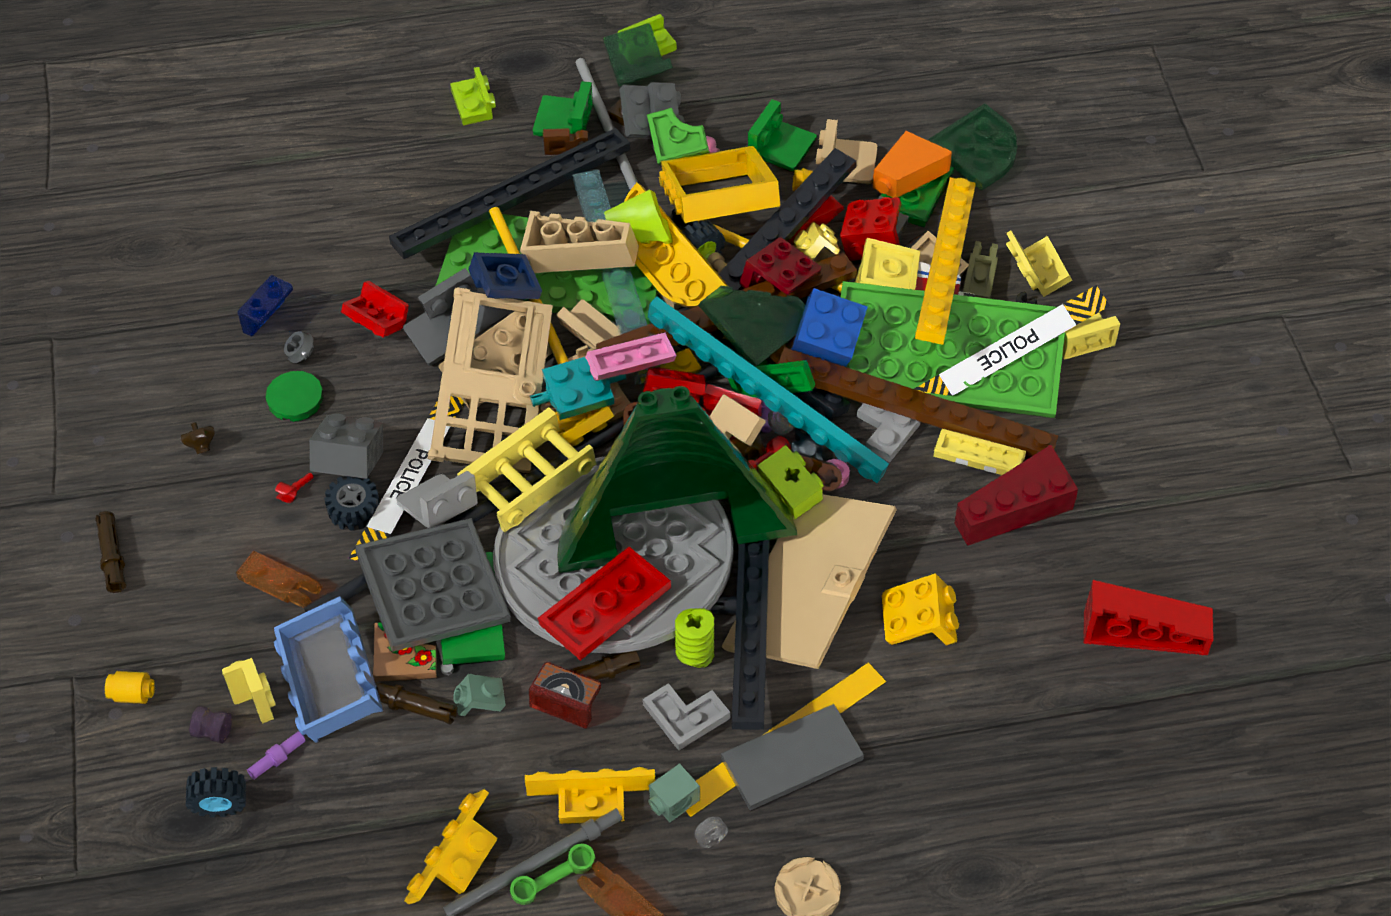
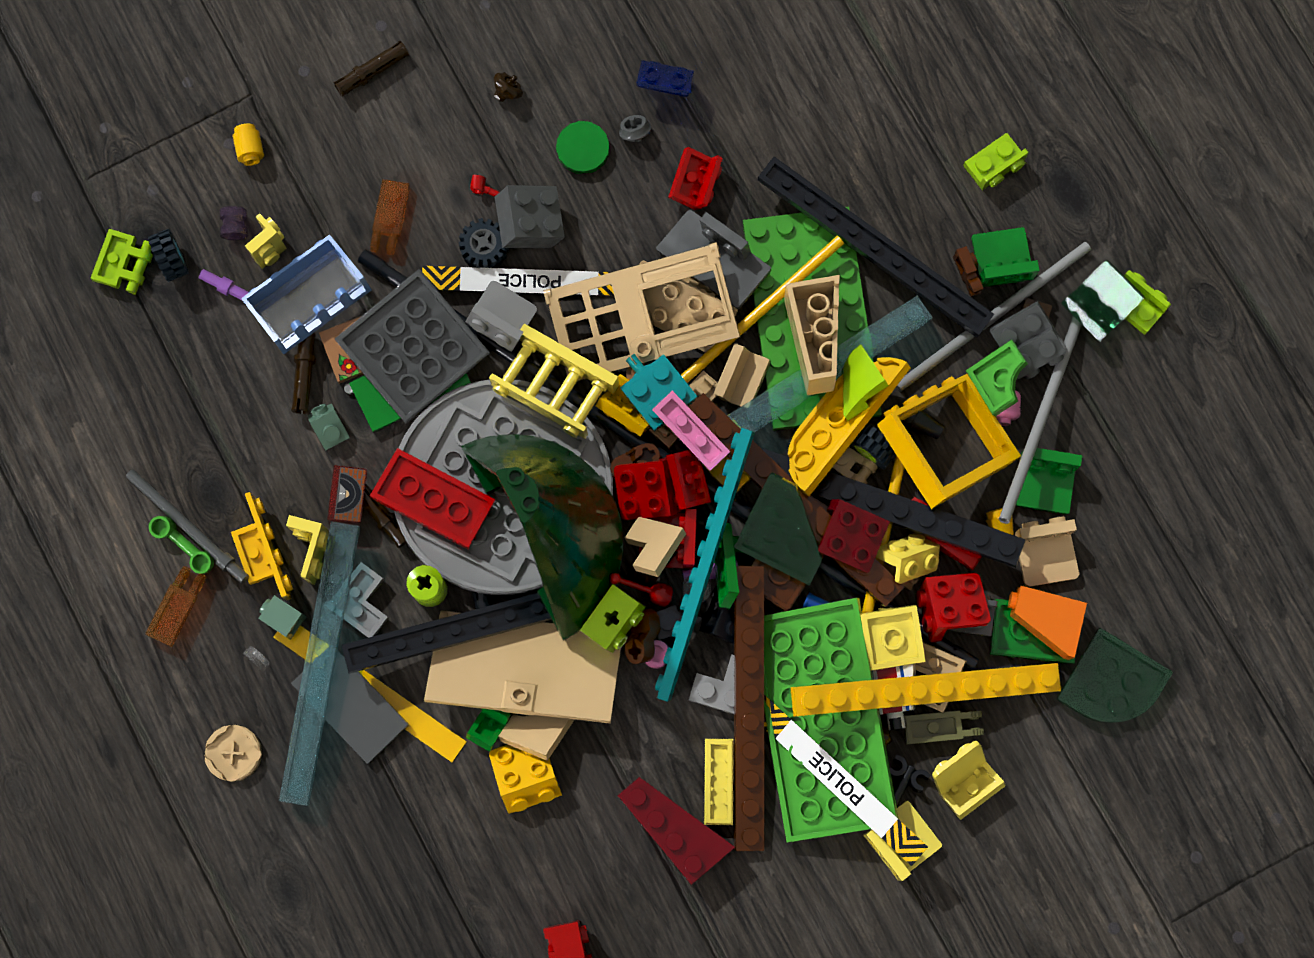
camera: 70 degrees right, 25 degrees up
(190, 860) = (115, 257): none -> lime plate
(459, 853) = (180, 463): yellow bracket -> none
(504, 276) = (748, 282): dark blue plate -> none
(604, 724) = (317, 536): none -> light yellow bracket
(742, 763) = (319, 664): none -> clear light blue plate
(744, 124) = (1039, 424): none -> light grey piece
(829, 327) = (792, 602): blue brick -> none
(860, 630) = (487, 728): none -> green bracket
(882, 588) = (535, 733): none -> tan tile

